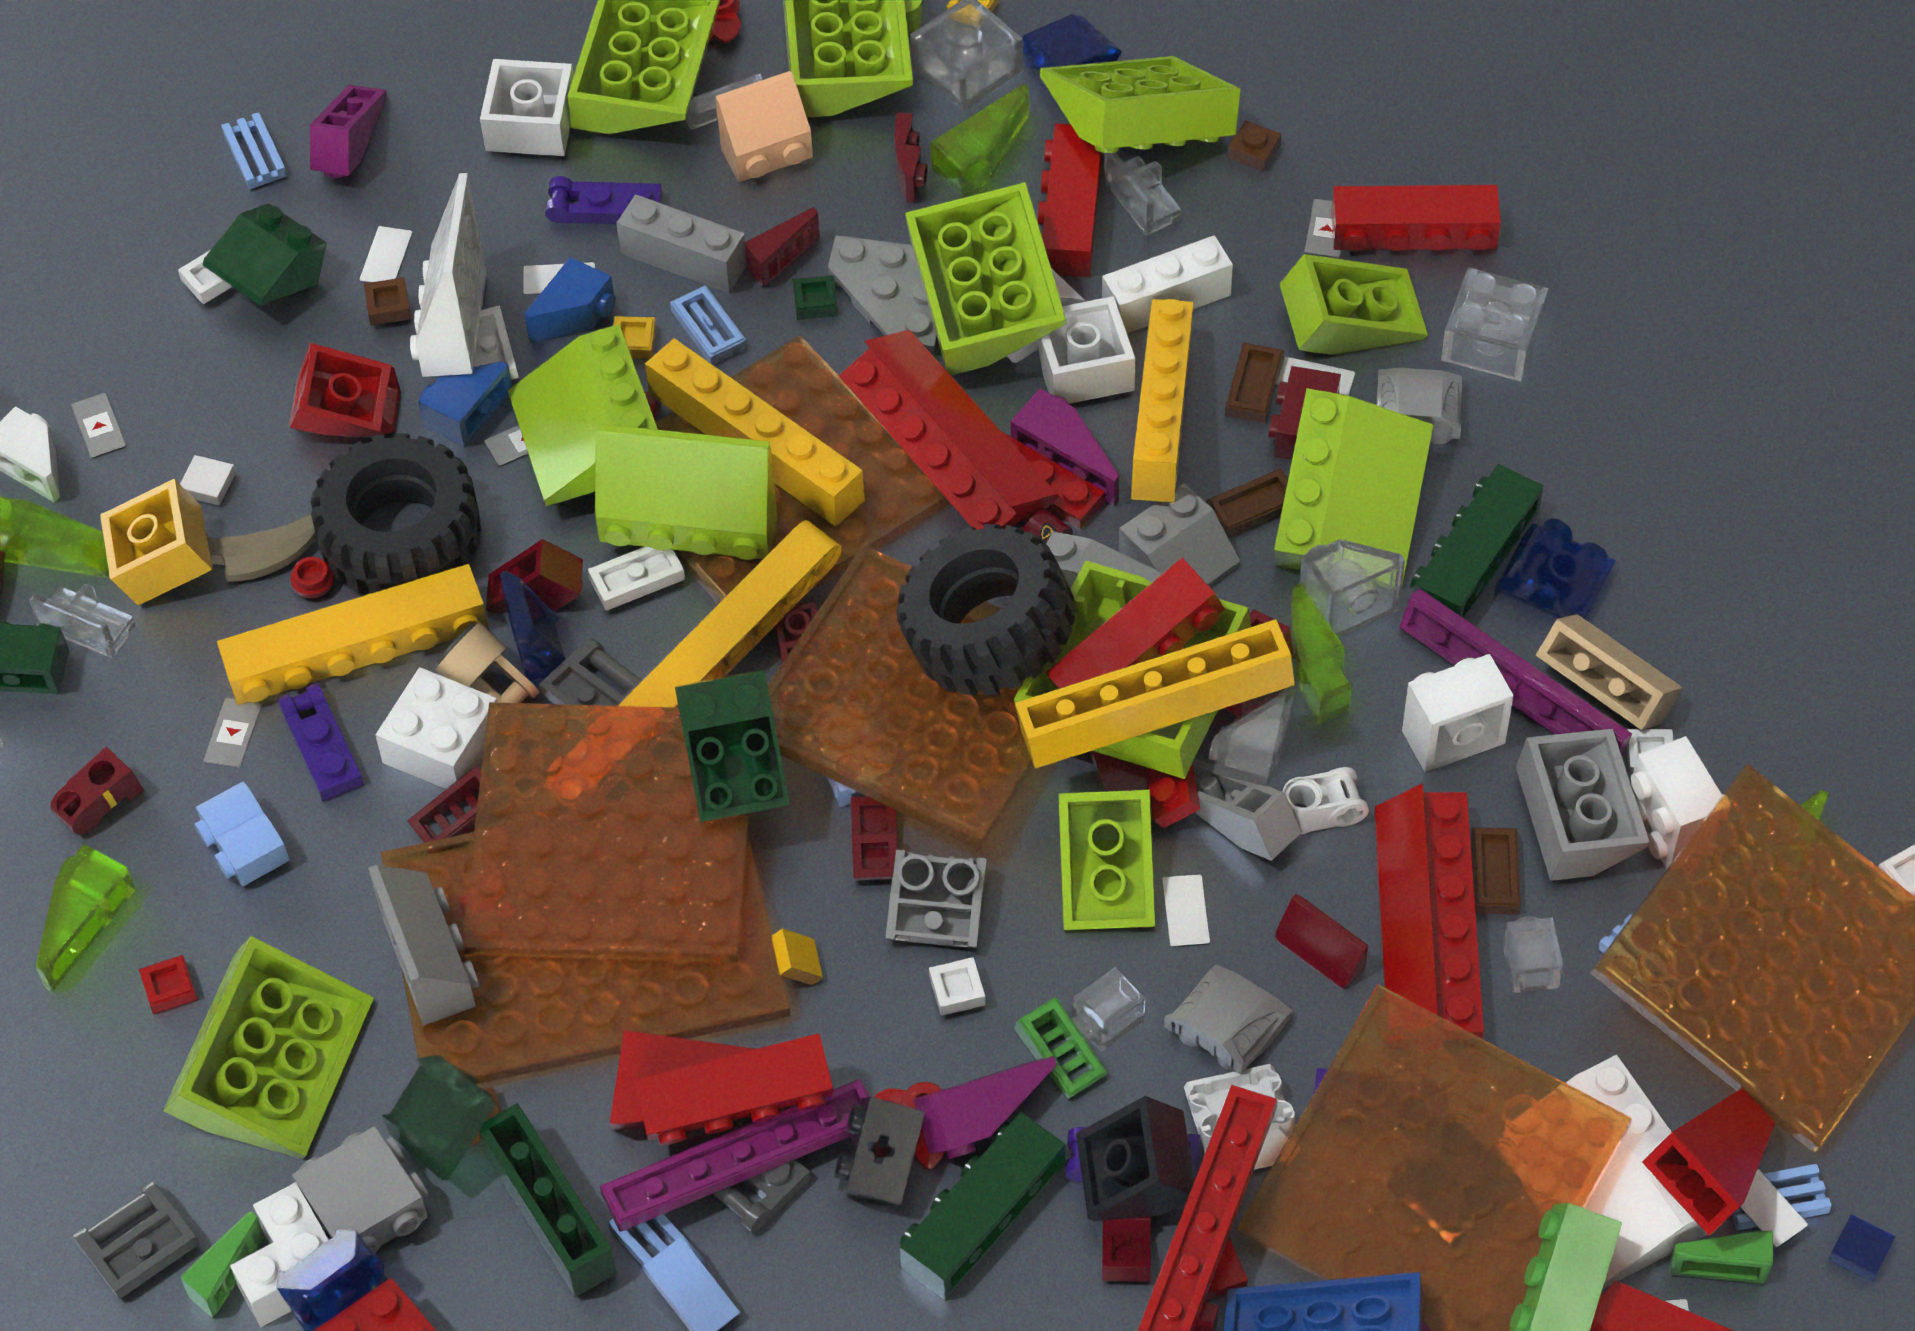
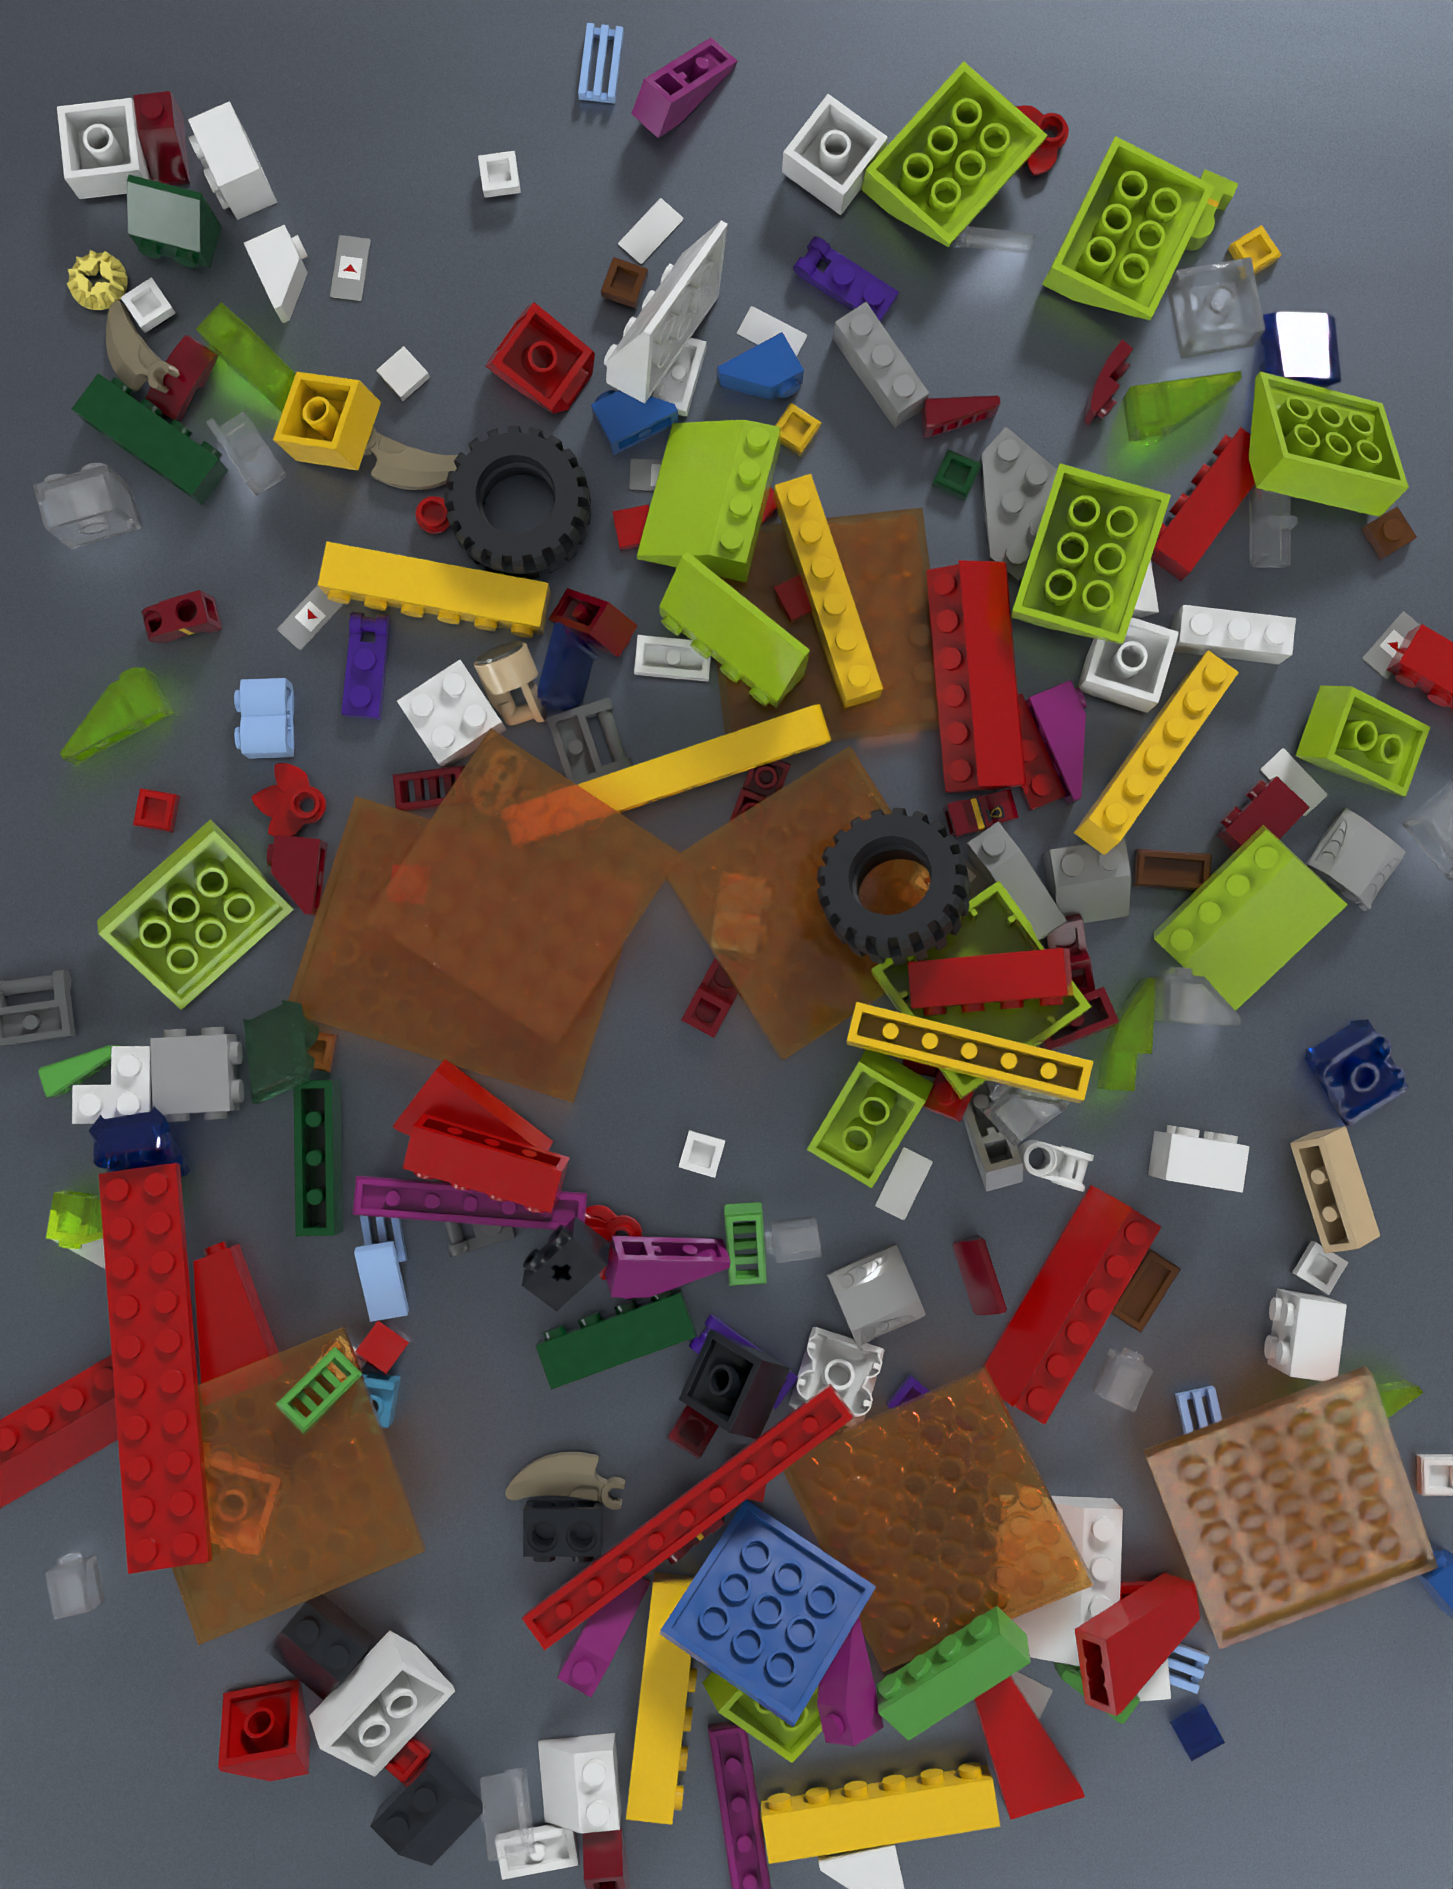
camera: 25 degrees right, 30 degrees up
(267, 255) = (549, 186): dark green slope -> none
(306, 901) = (285, 801): none -> red plate
(359, 950) = (299, 869): none -> dark red slope
(424, 942) = (334, 905): light grey slope -> none
(520, 491) = (630, 526): none -> red tile
(722, 347) = (859, 483): light blue tile -> none
(732, 745) = (640, 882): dark green slope -> none
(763, 127) = (1007, 291): light nougat slope -> none
(797, 956) = (602, 1062): yellow tile -> none
(936, 899) = (730, 1073): light grey slope -> none
(1254, 383) = (1243, 760): reddish brown tile -> none
(1479, 540) = (1312, 1016): dark green brick -> none
(1533, 690) = (1264, 1152): magenta tile -> none
(1580, 802) = (1238, 1287): light grey slope -> none

